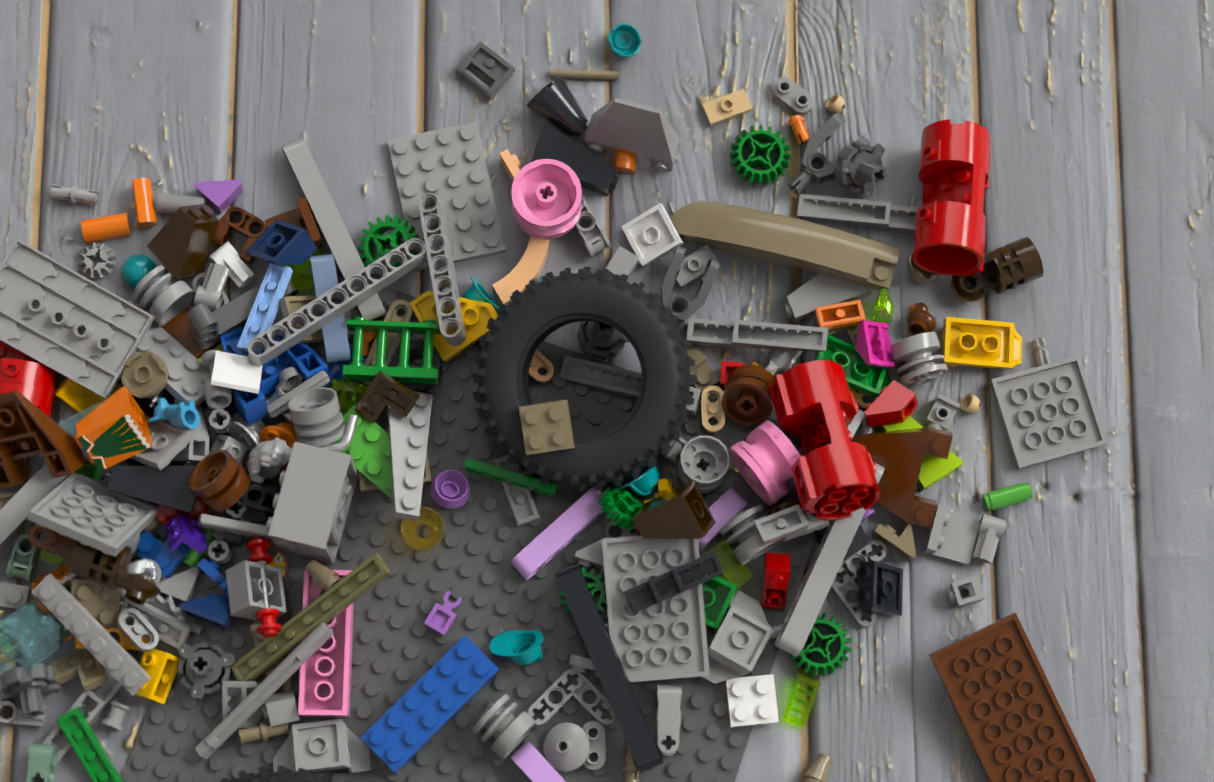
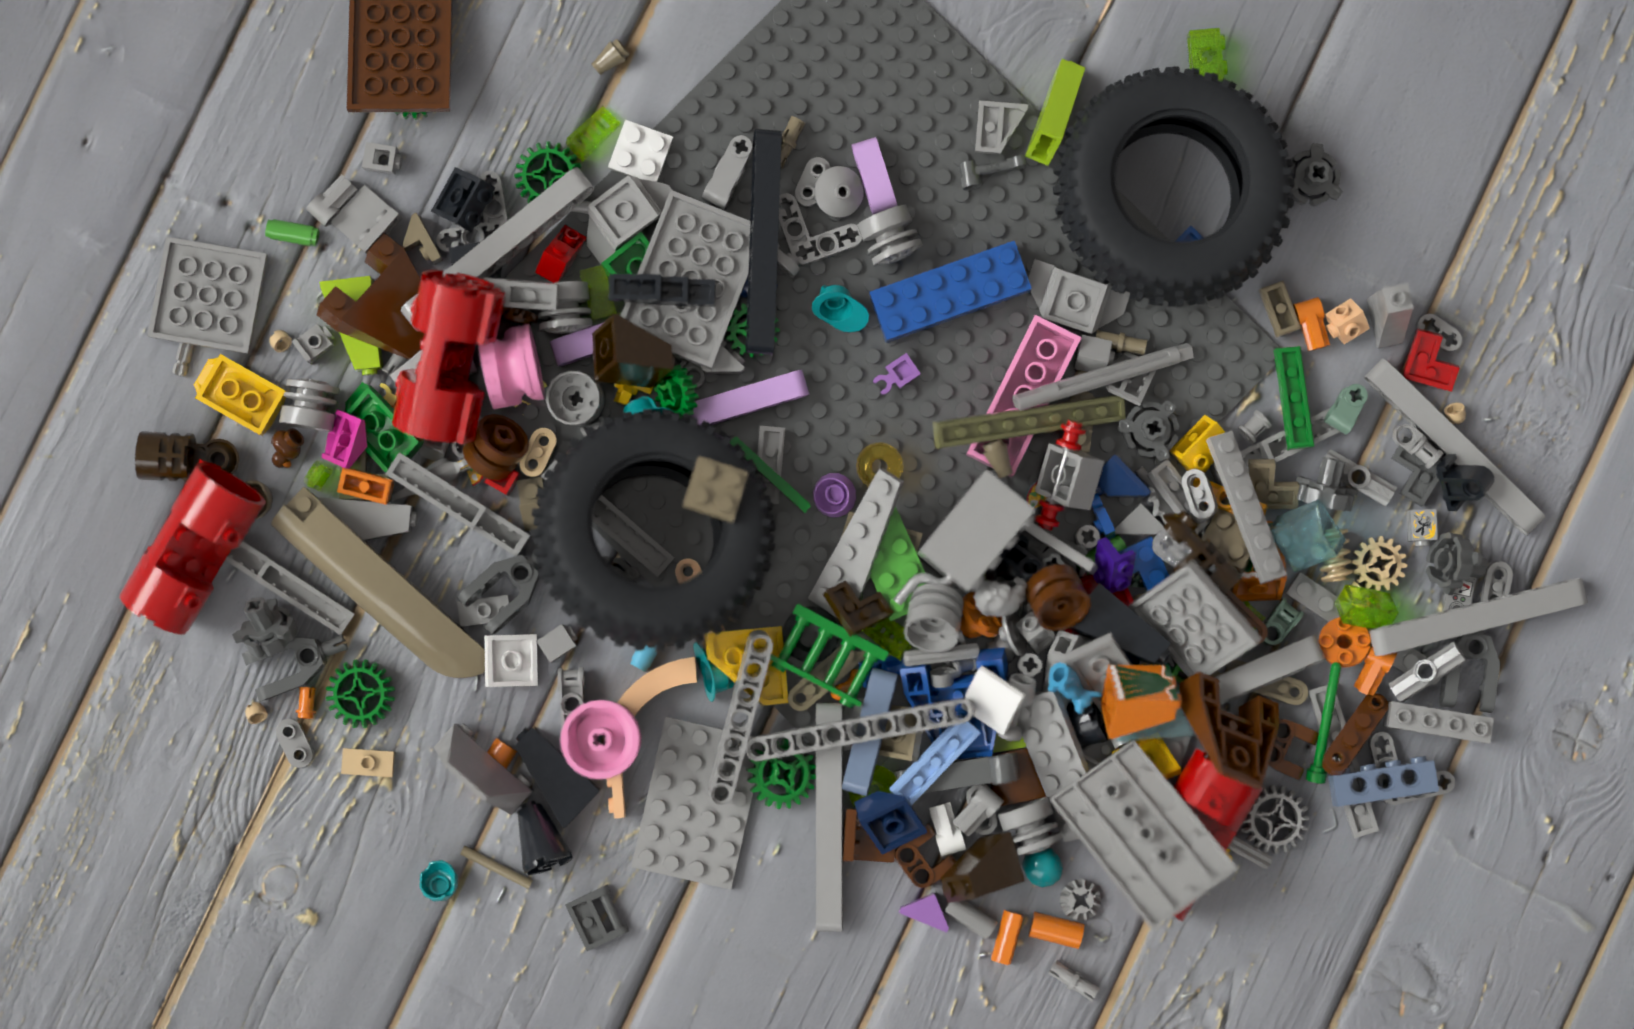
camera: 150 degrees left, 10 degrees up
(145, 374) = (1084, 743): dark tan tile -> none
(891, 406) = (361, 367): slope -> none

